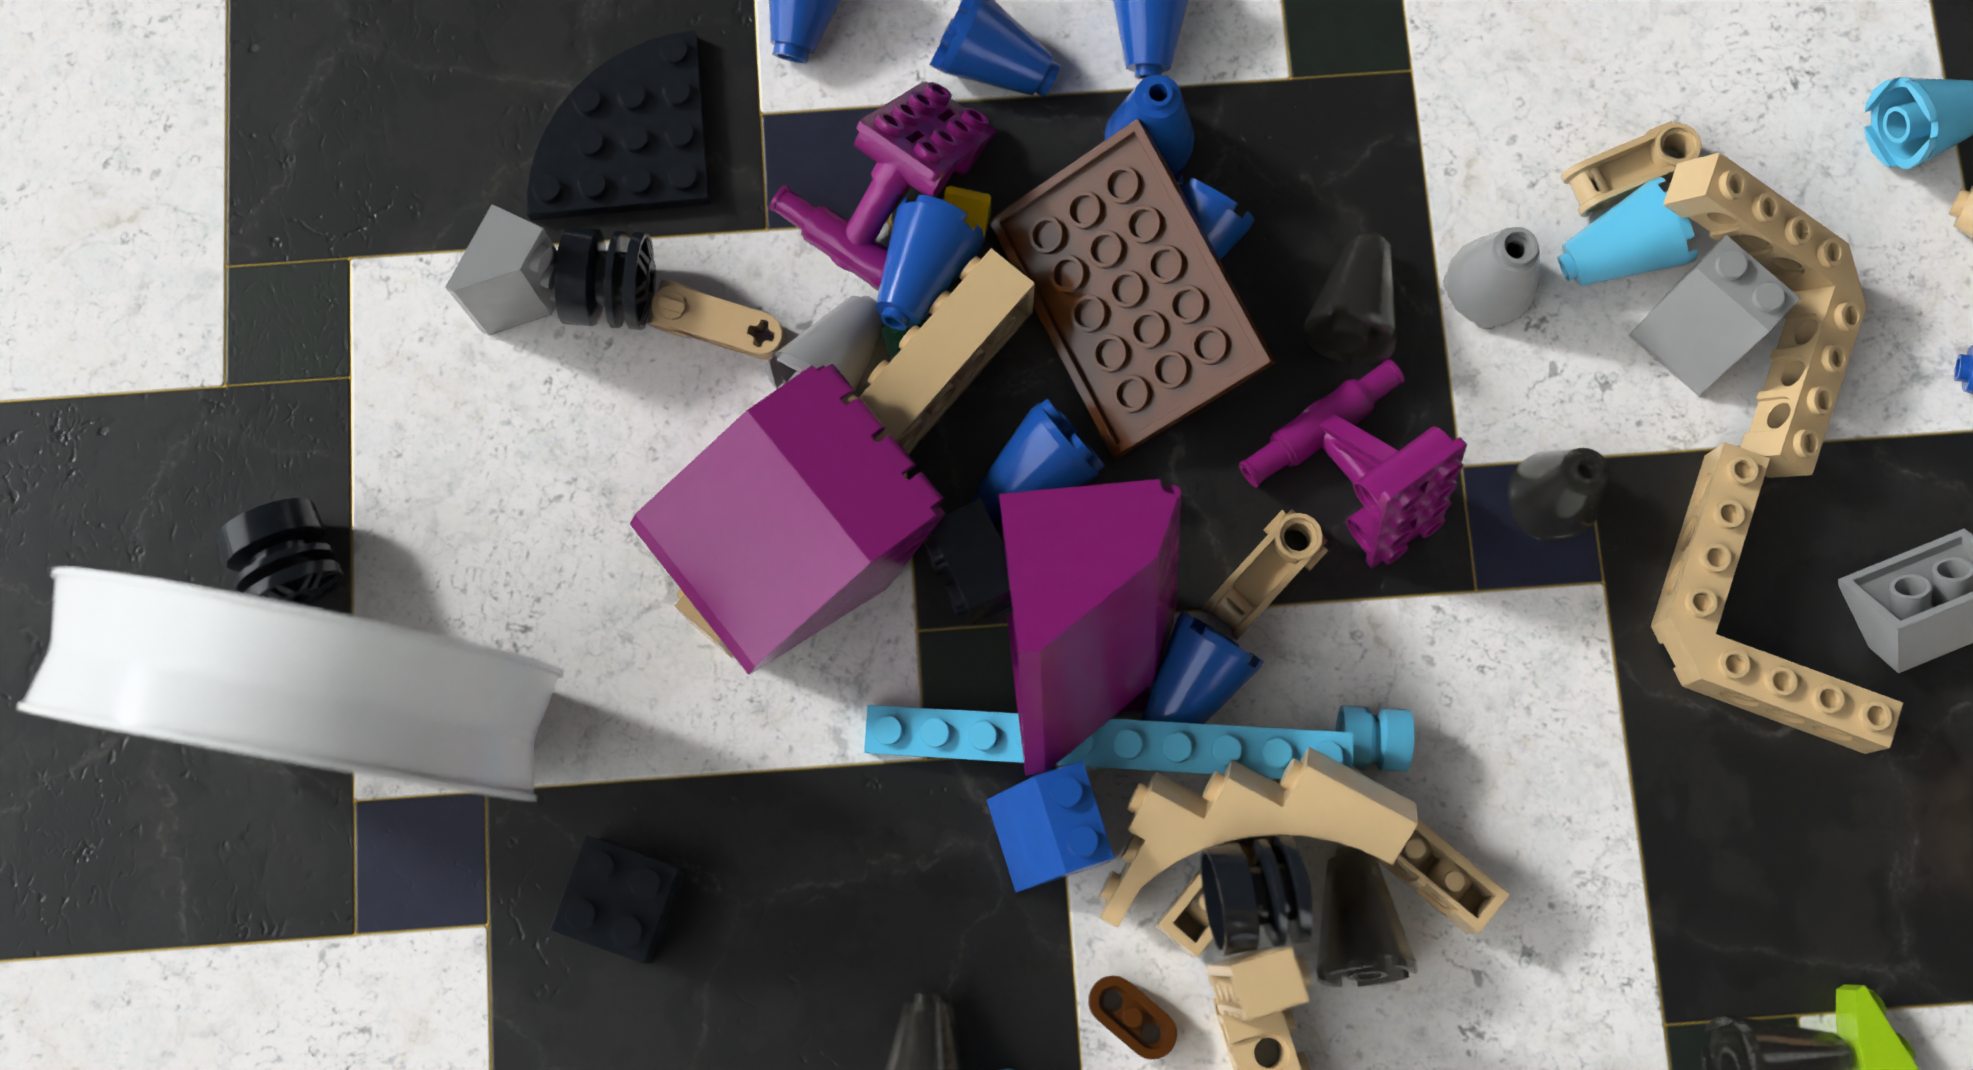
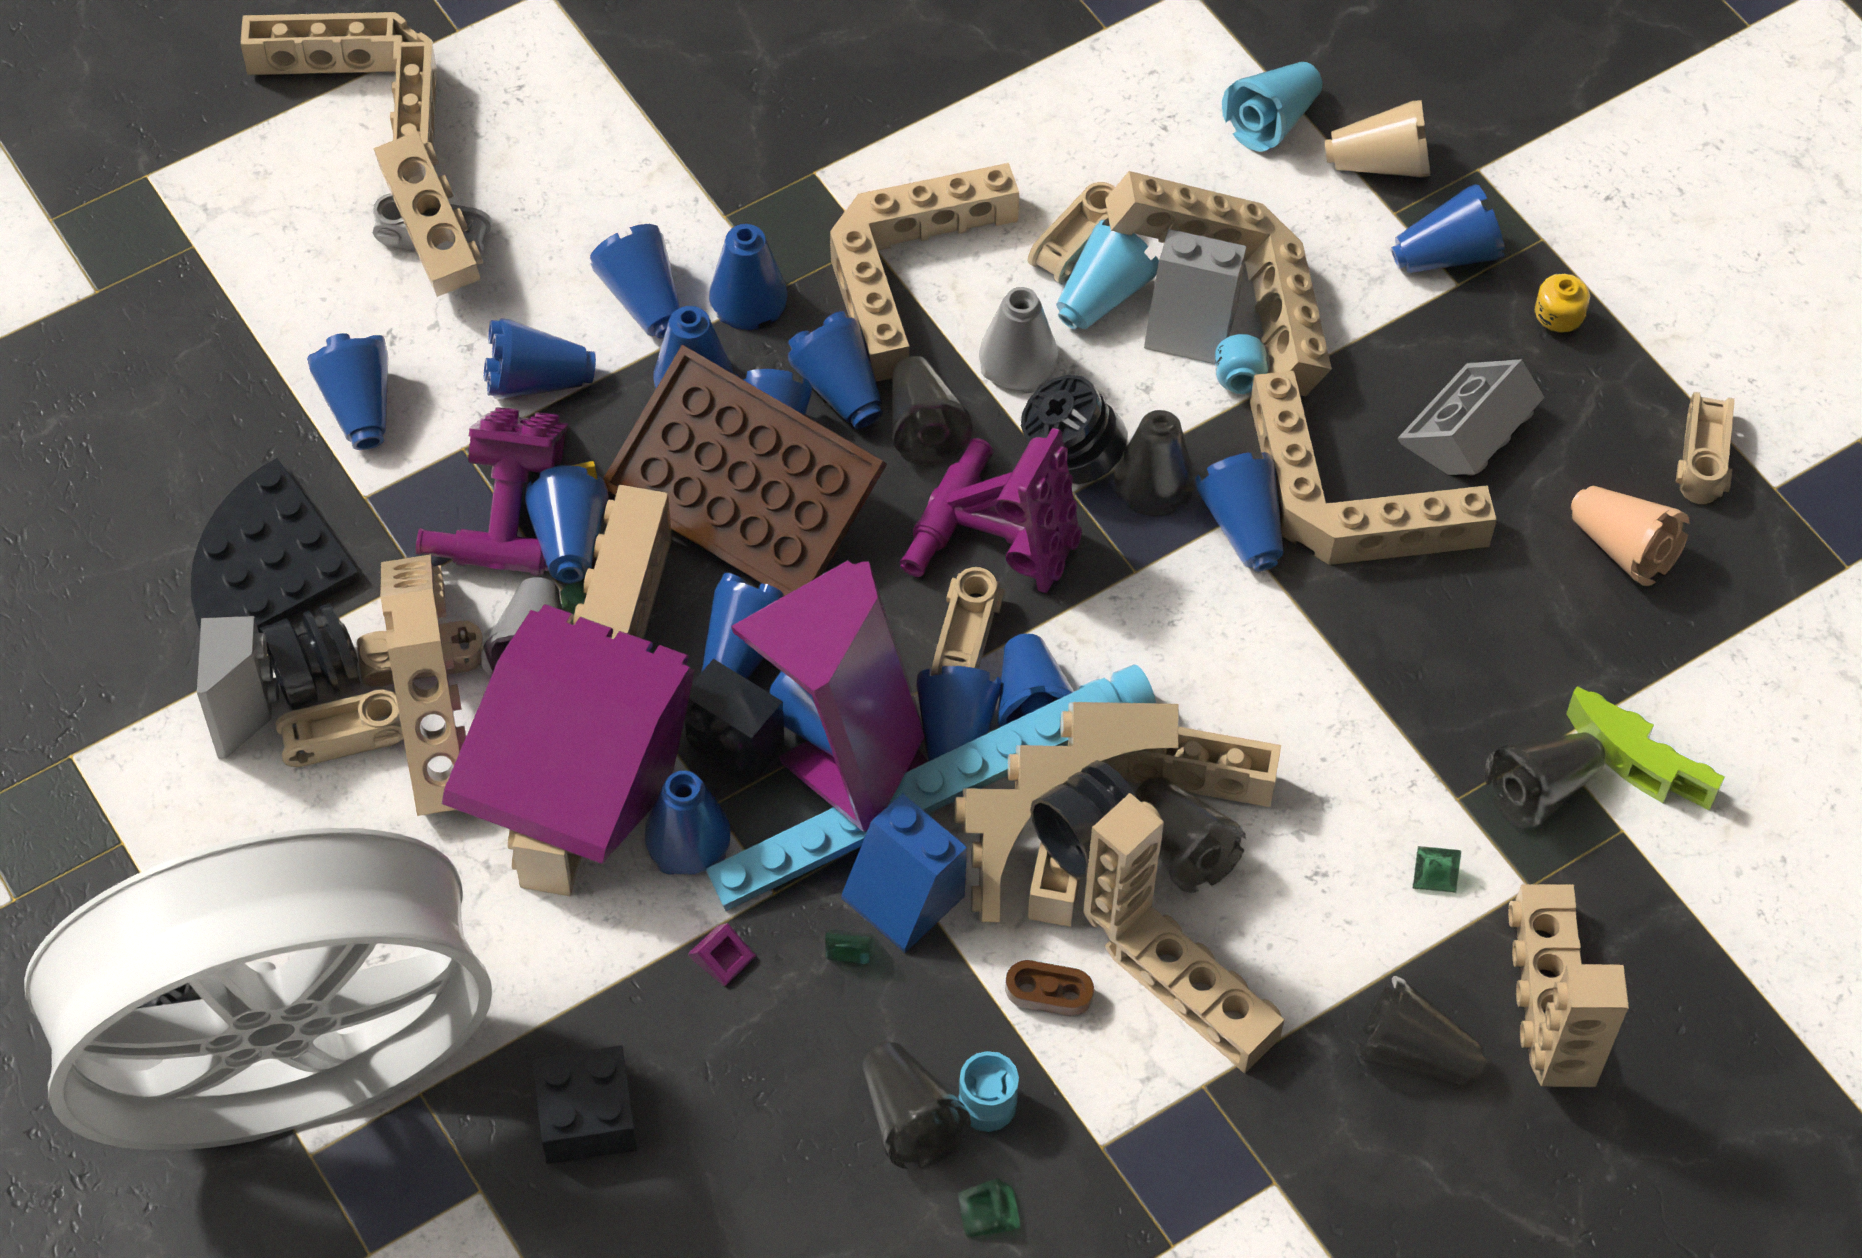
camera: 30 degrees left, 20 degrees down
(605, 365) = (340, 728): none -> tan piece
(698, 303) = (411, 609): none -> tan brick
(837, 800) = (722, 954): none -> magenta slope
(875, 672) = (686, 826): none -> blue cone
(965, 857) = (848, 946): none -> clear green slope
(1256, 62) = (747, 280): none -> blue cone
(1295, 212) = (839, 368): none -> blue cone
(1295, 679) = (1029, 678): none -> blue cone
(1454, 58) = (902, 215): none -> tan brick
(1497, 409) = (1088, 425): none -> black wheel
(1629, 592) = (1246, 507): none -> blue cone
(1719, 412) = (1238, 361): none -> medium azure head

